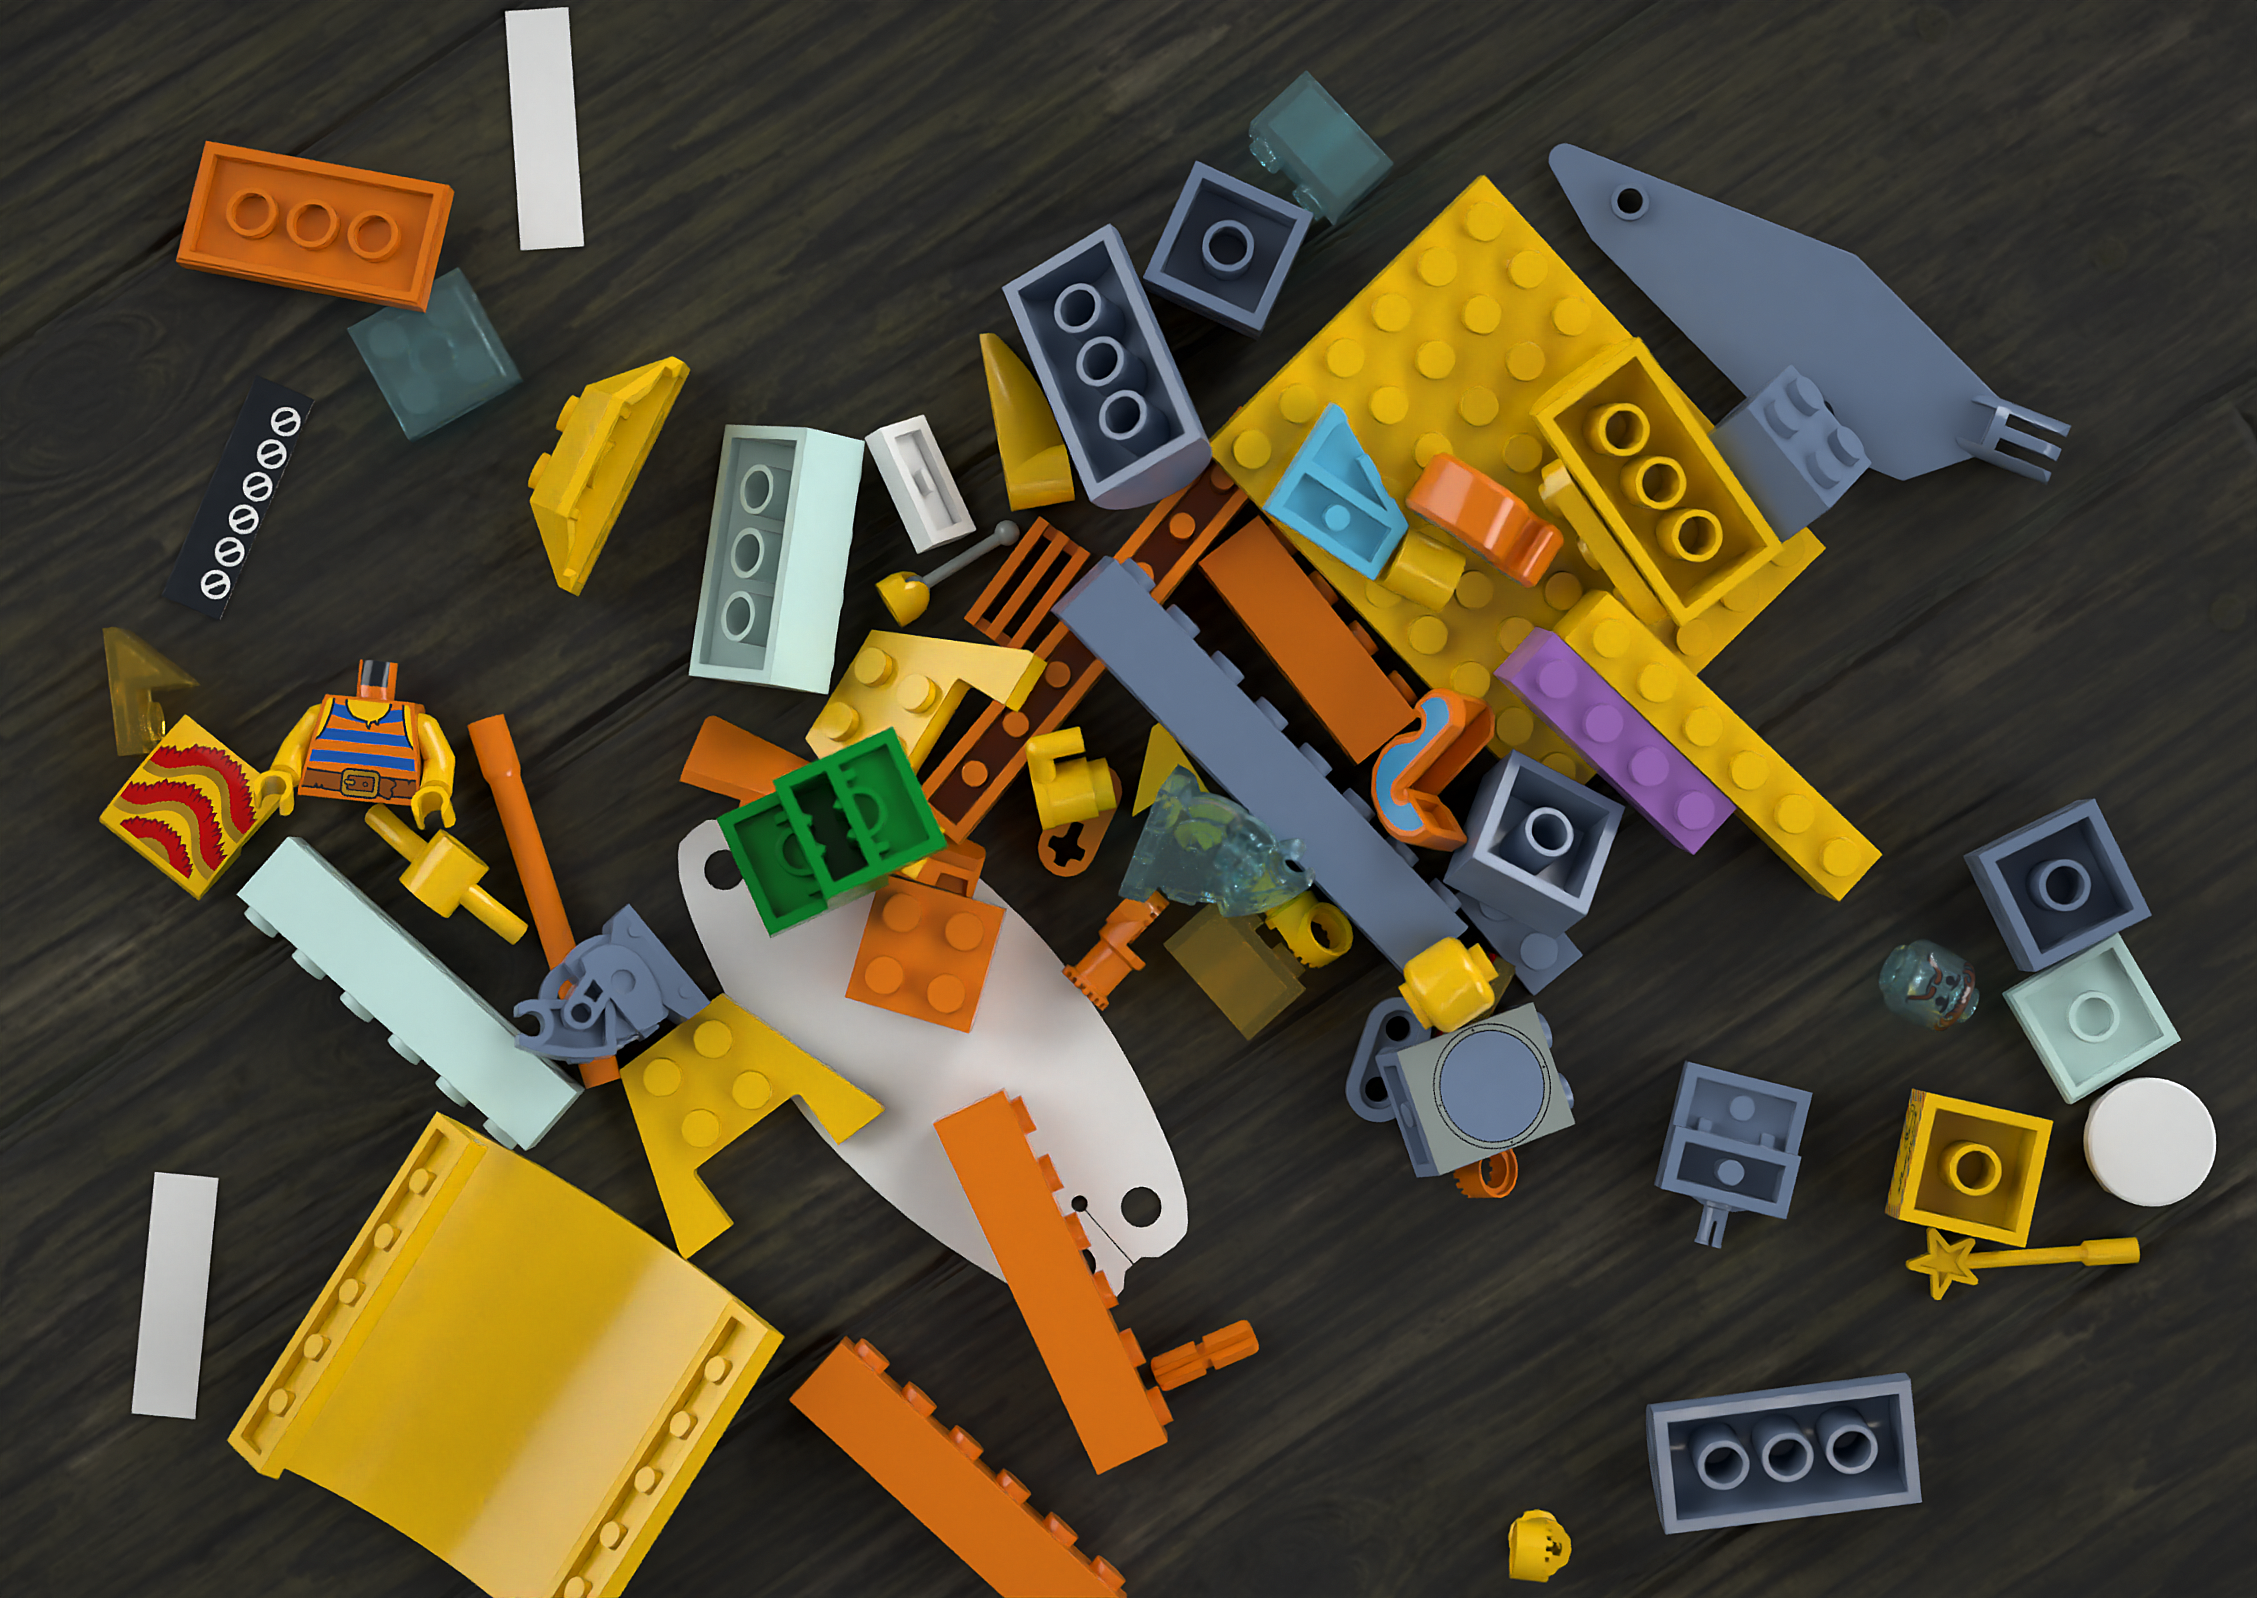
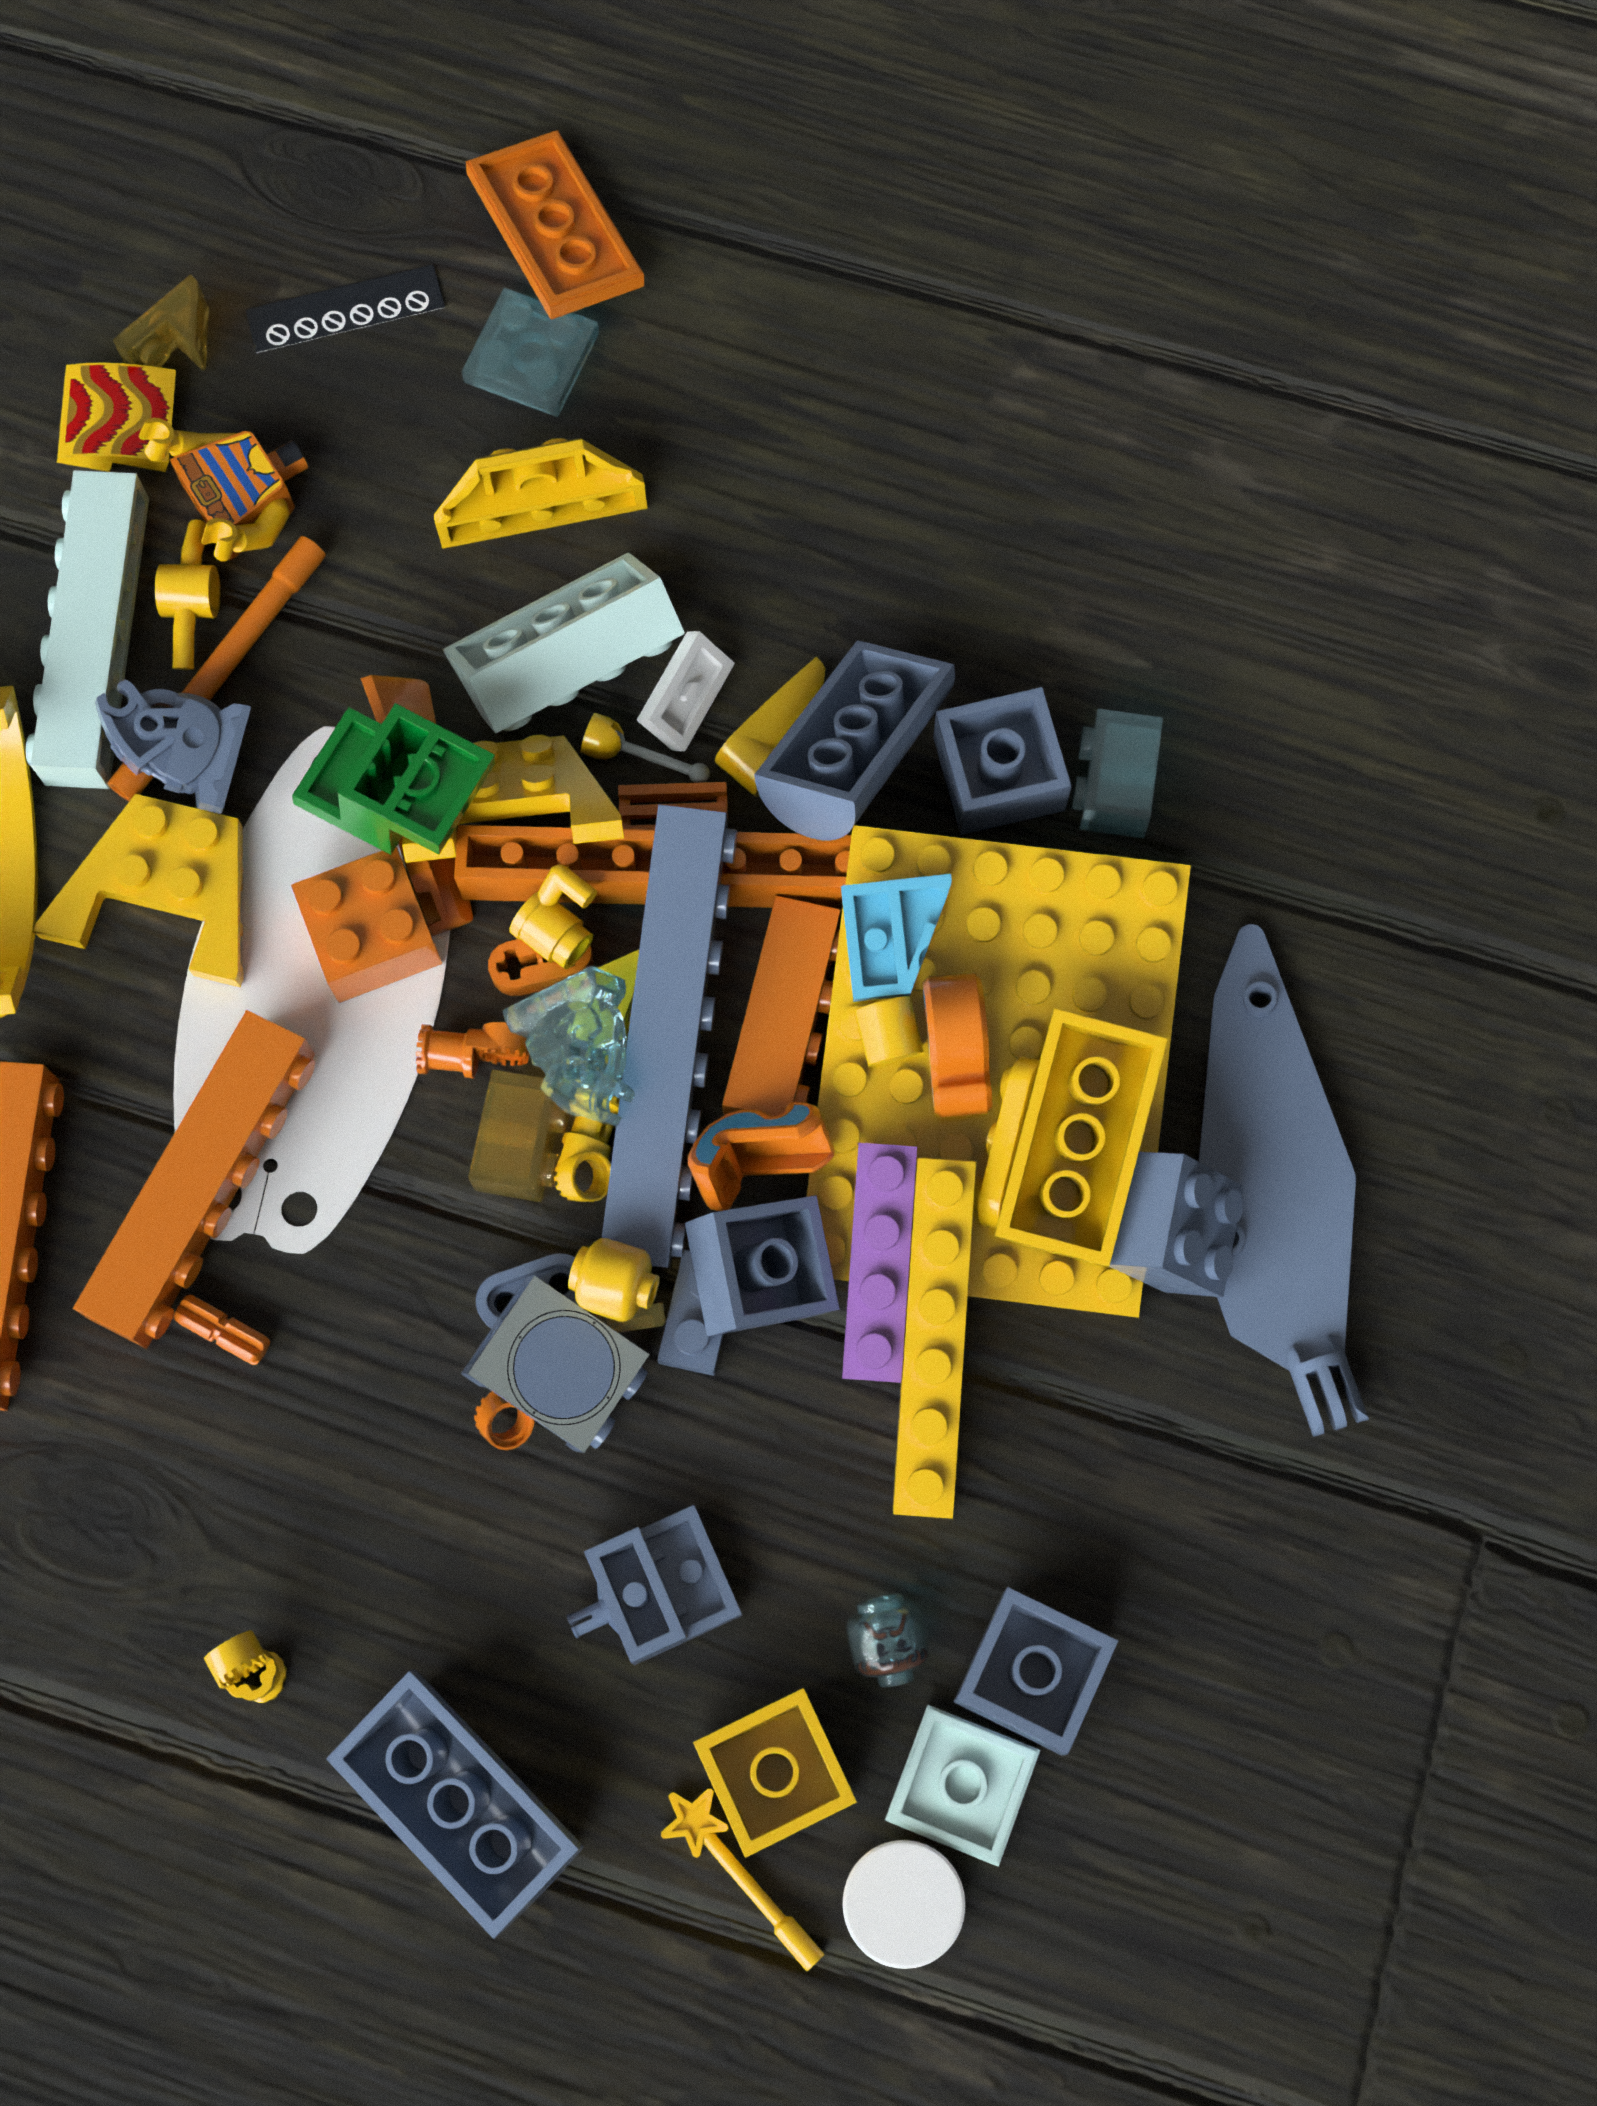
camera: 50 degrees right, 15 degrees down
(544, 128) = (729, 315): white sticker -> none

